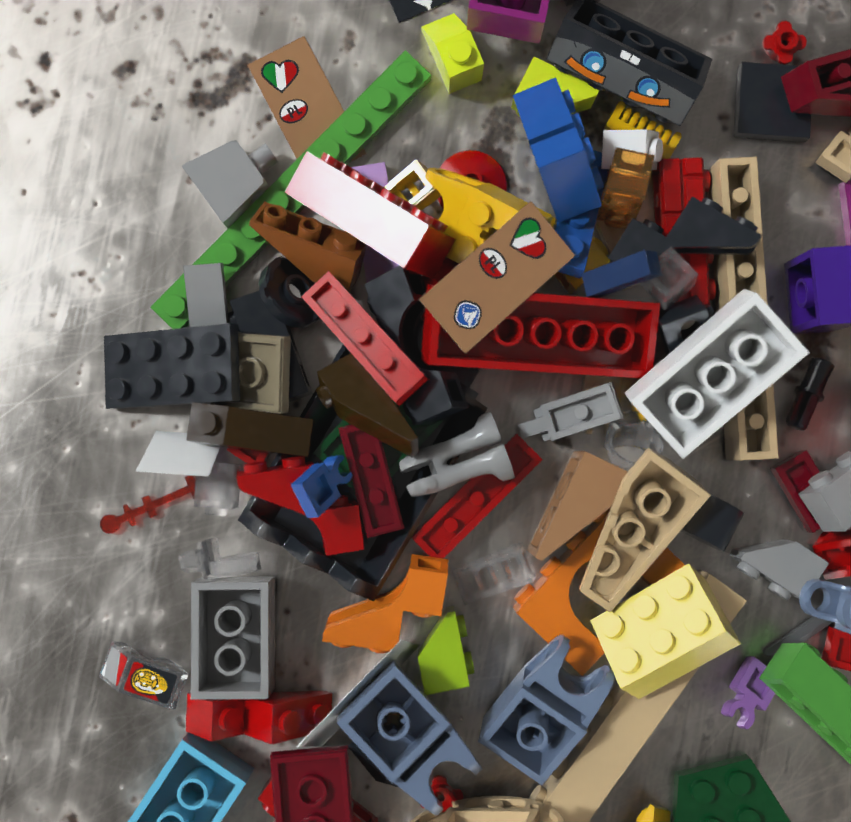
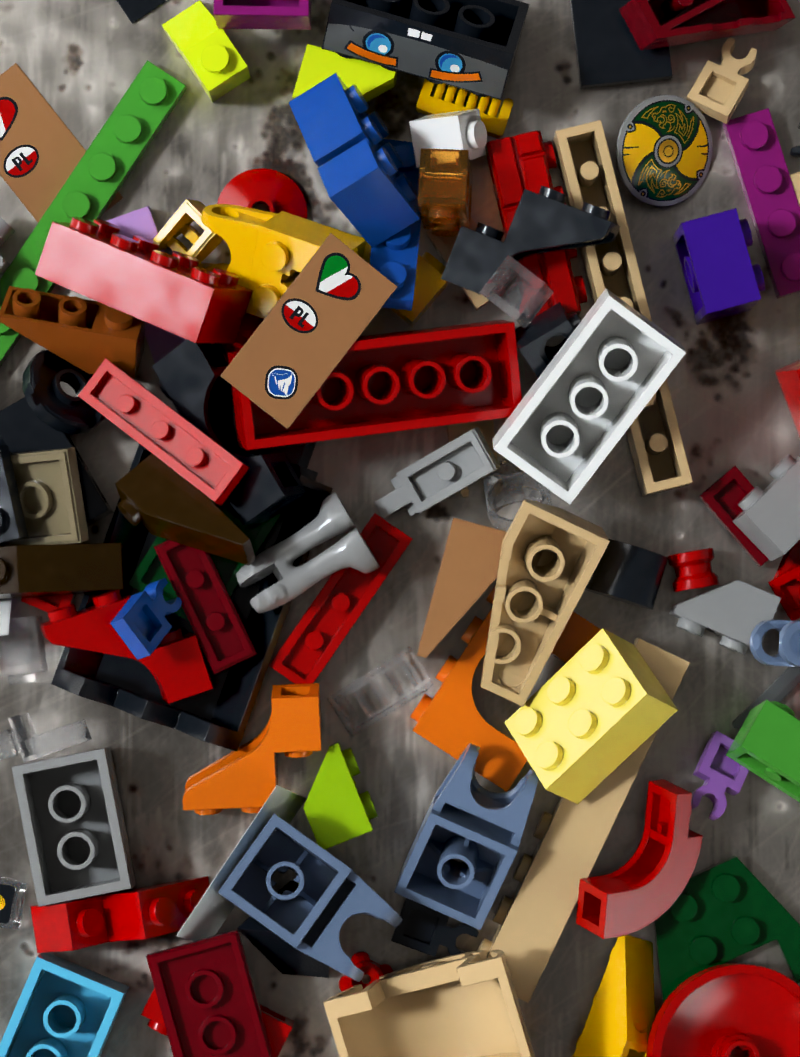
camera: 10 degrees left, 0 degrees up
(498, 772) = (427, 929): none -> black plate
(622, 274) = (456, 298): dark blue piece -> none
(685, 764) = (652, 877): none -> red arch
(758, 526) = (693, 570): none -> red wheel
(795, 193) = (664, 150): none -> shield
(809, 393) = (728, 395): black axle -> none

